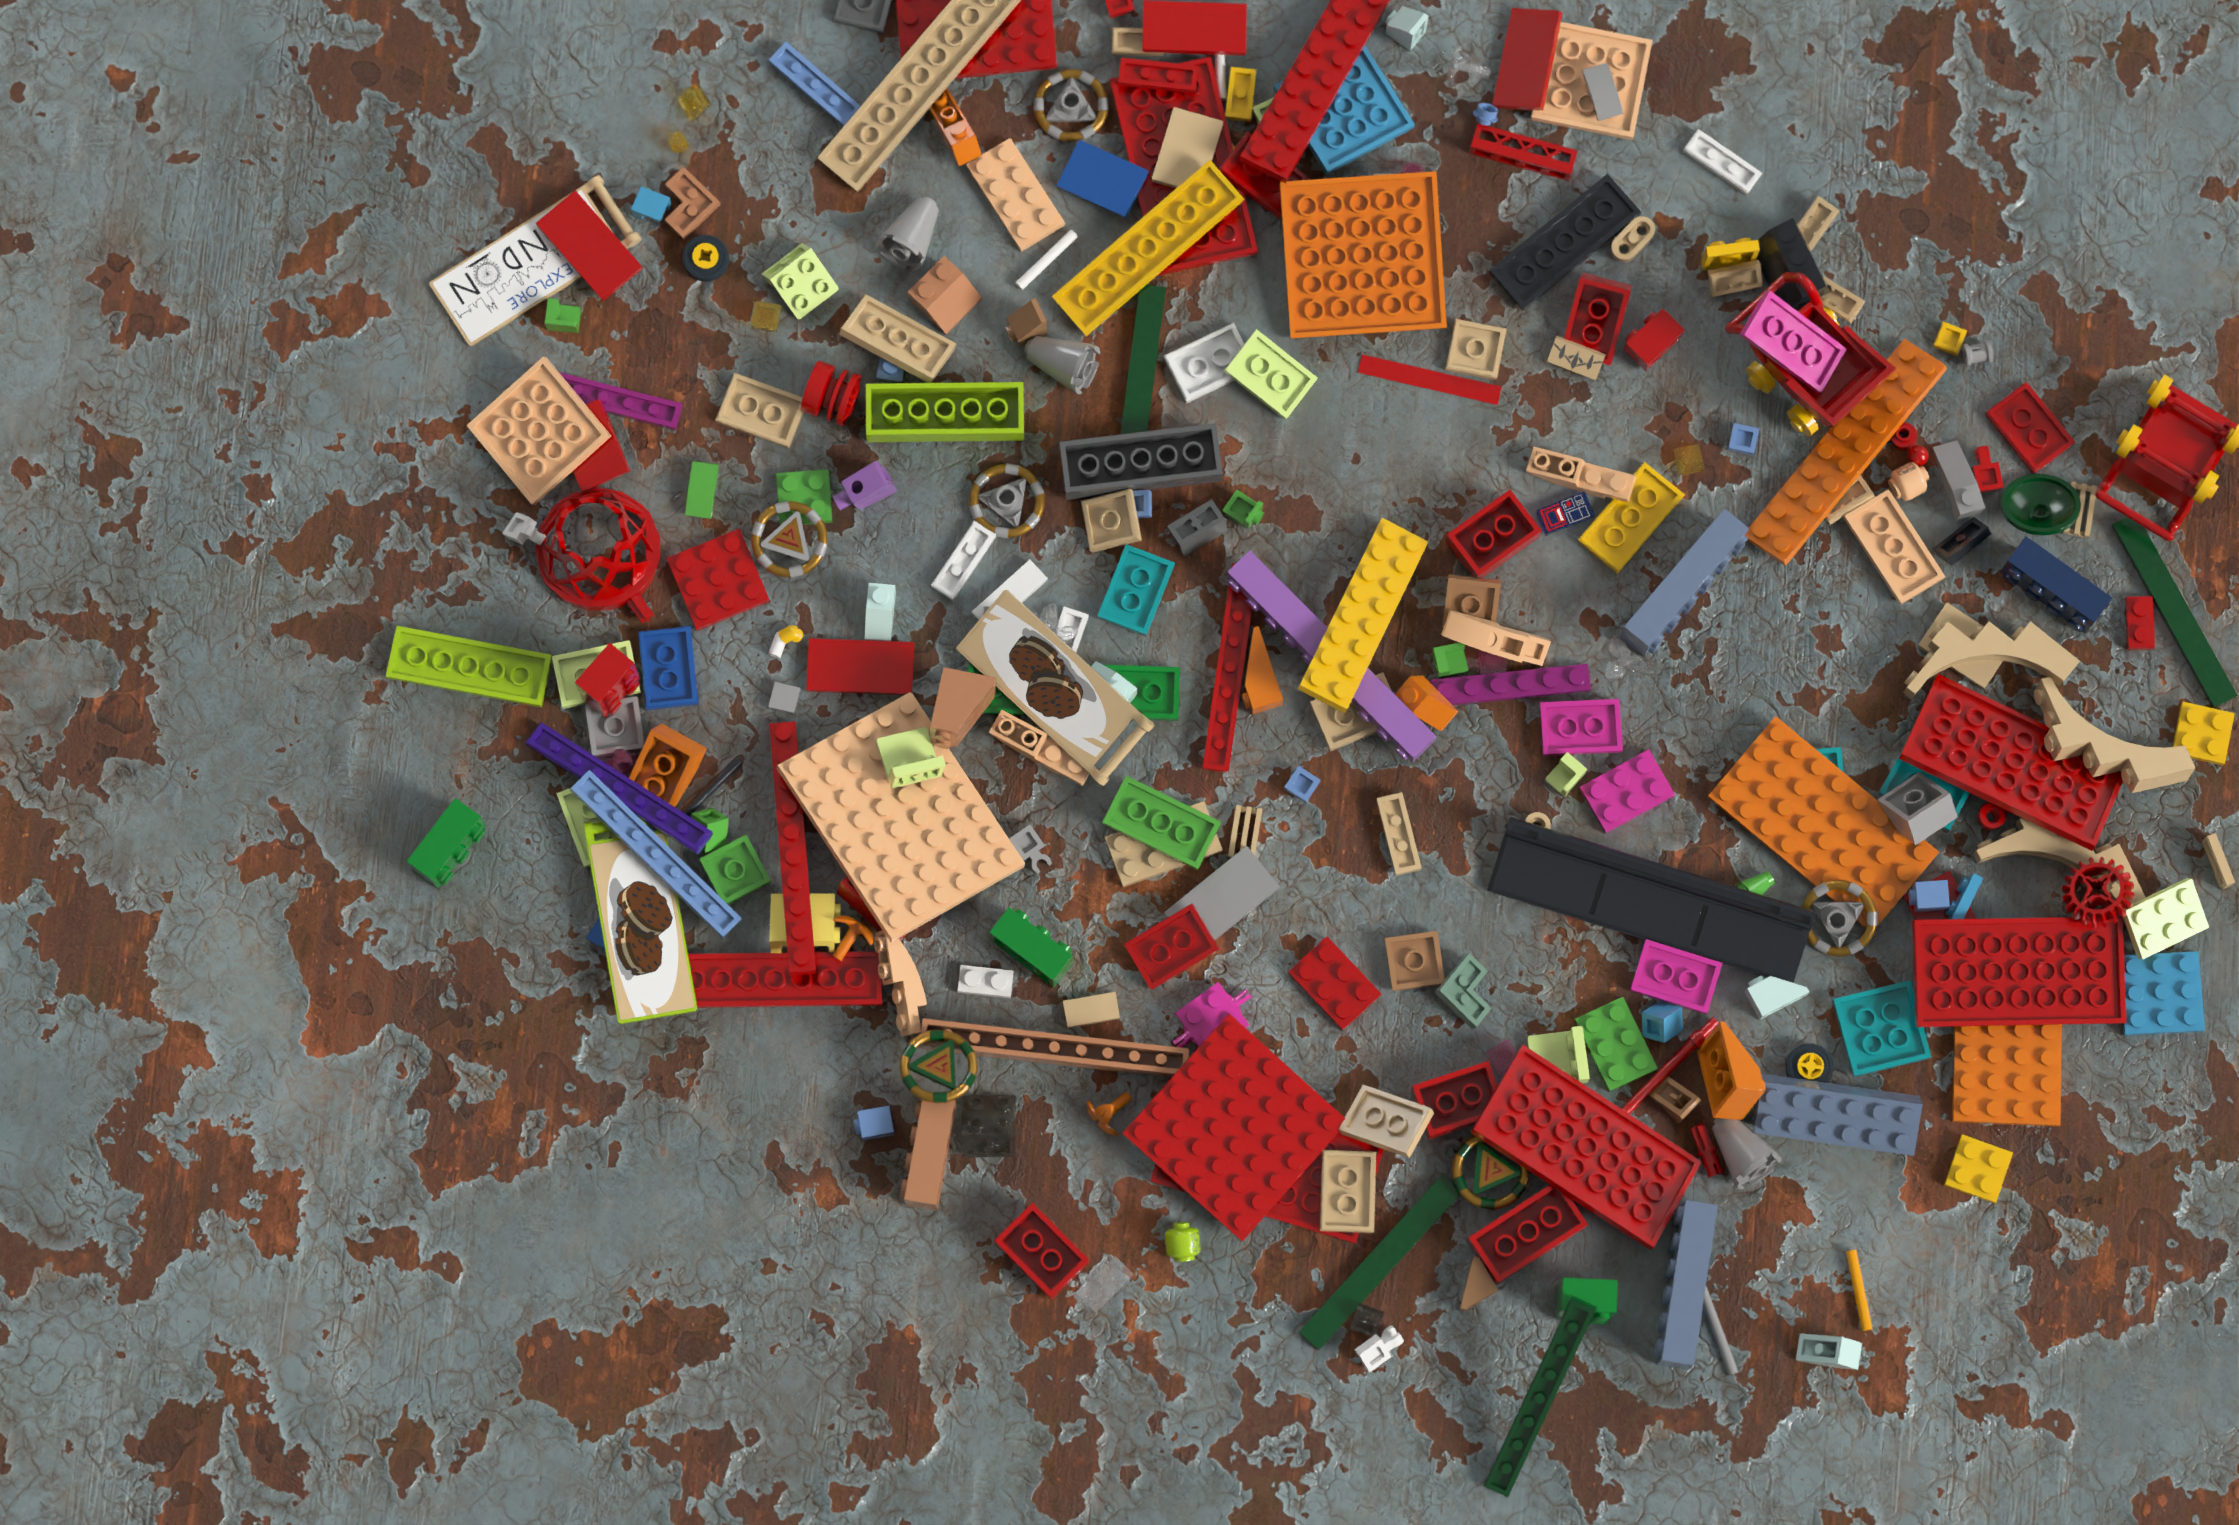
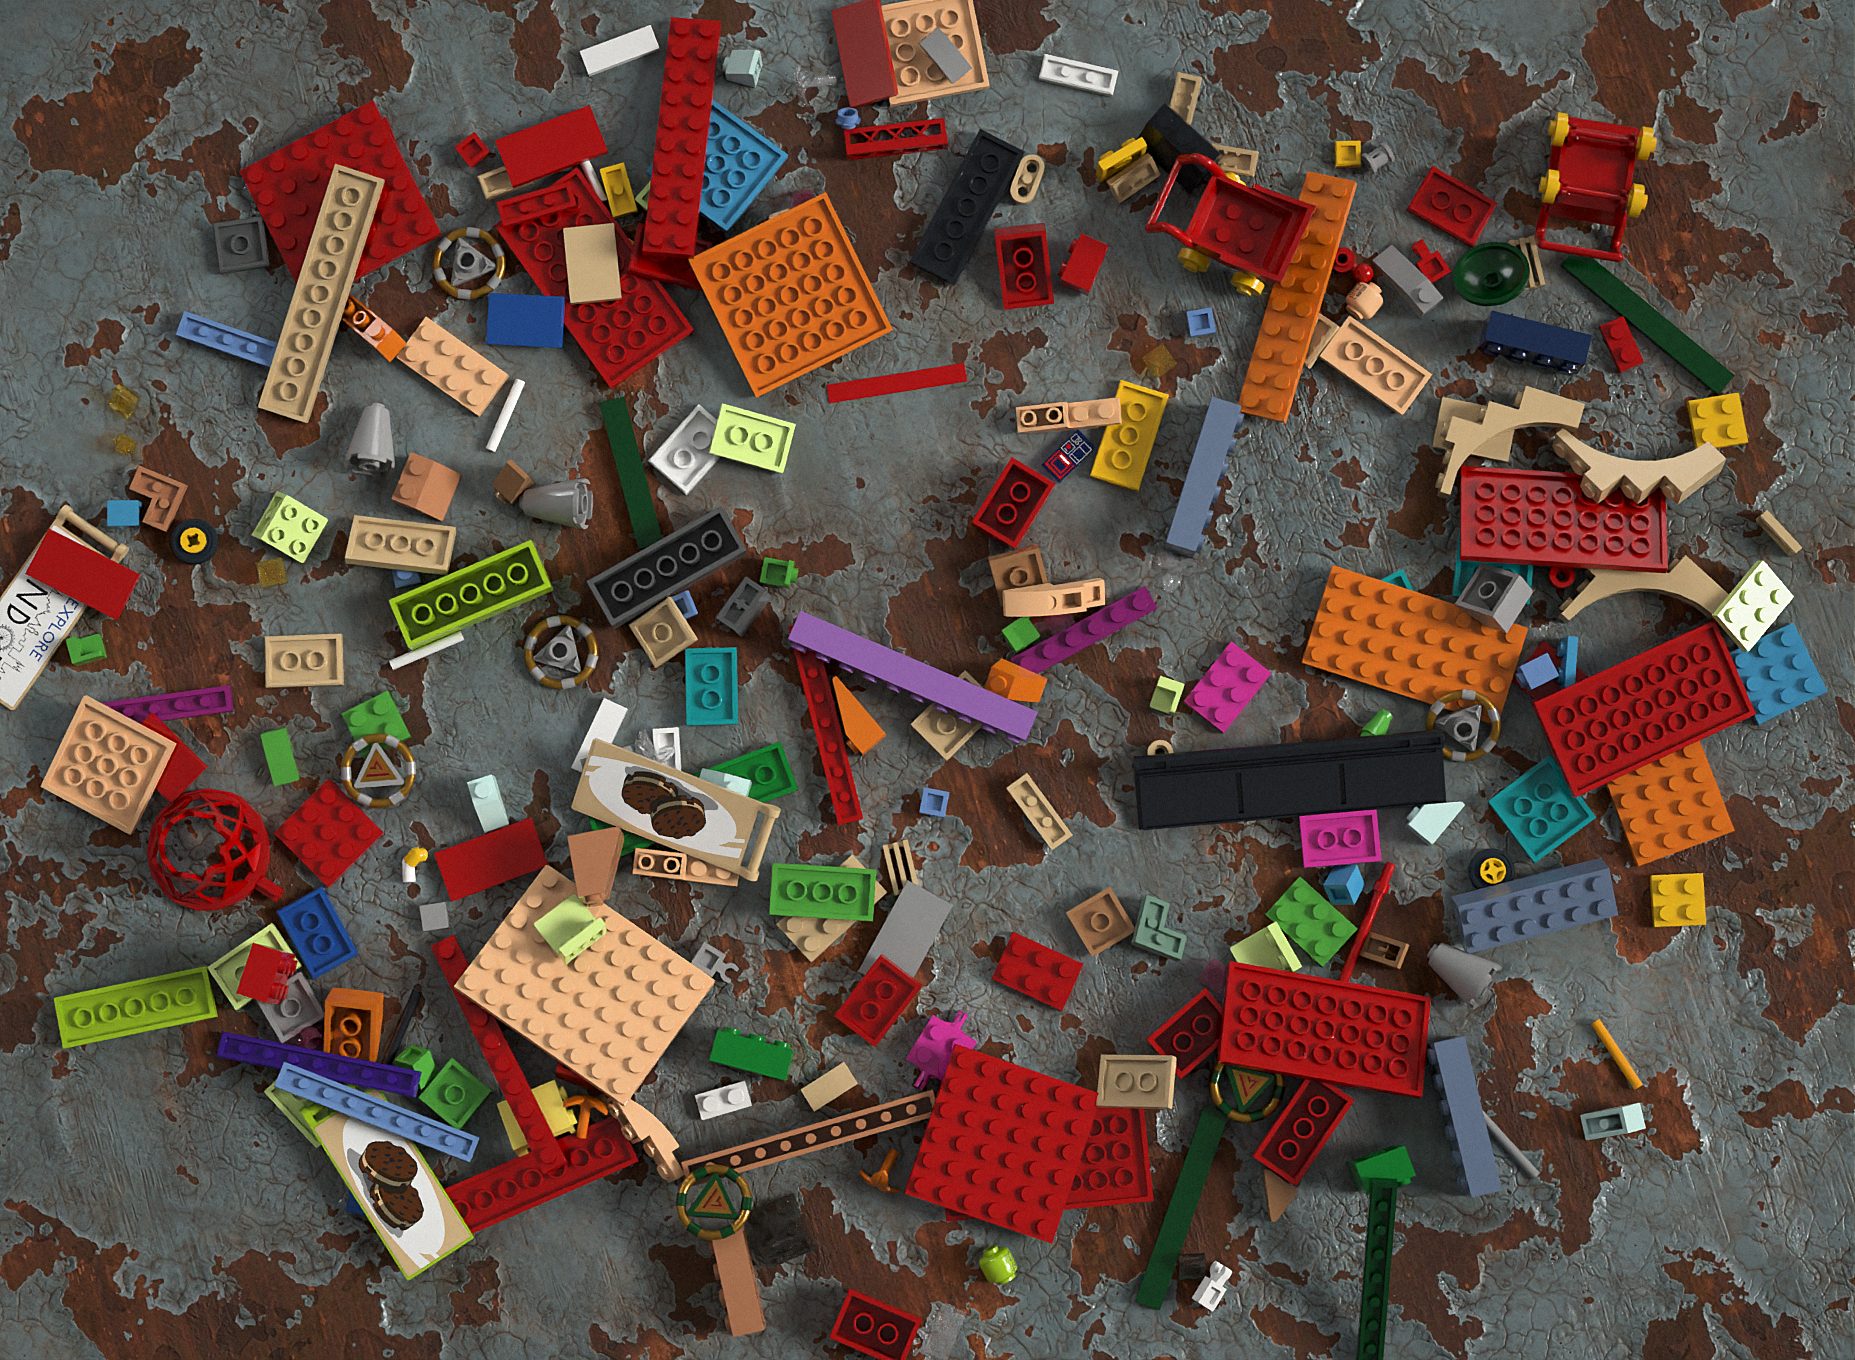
camera: 20 degrees left, 5 degrees up
(447, 844) = (183, 1181): green brick -> none
(523, 528) = (130, 861): white plate -> none
(831, 393) = (360, 621): red wheel -> none
(874, 1123) = (677, 1273): medium blue brick -> none
(875, 483) = (435, 687): medium lavender torso -> none
(881, 447) = (426, 650): none -> white bar
(963, 561) = (544, 723): white tile -> none
(1148, 247) = (593, 368): yellow plate -> none
(1348, 1191) = (1127, 1157): tan tile -> none
(1363, 615) = (926, 628): yellow plate -> none
(1475, 349) = (927, 338): tan tile -> none
(1576, 357) = (1020, 309): tan tile -> none
(1581, 727) = (1162, 646): dark pink plate -> none
(1706, 1150) = (1430, 985): red axle -> none
(1729, 1074) = (1425, 910): orange slope -> none
(1793, 341) = (1212, 219): plate -> none
(1962, 541) = (1434, 335): black plate -> none
(2085, 909) = (1682, 619): red gear -> none

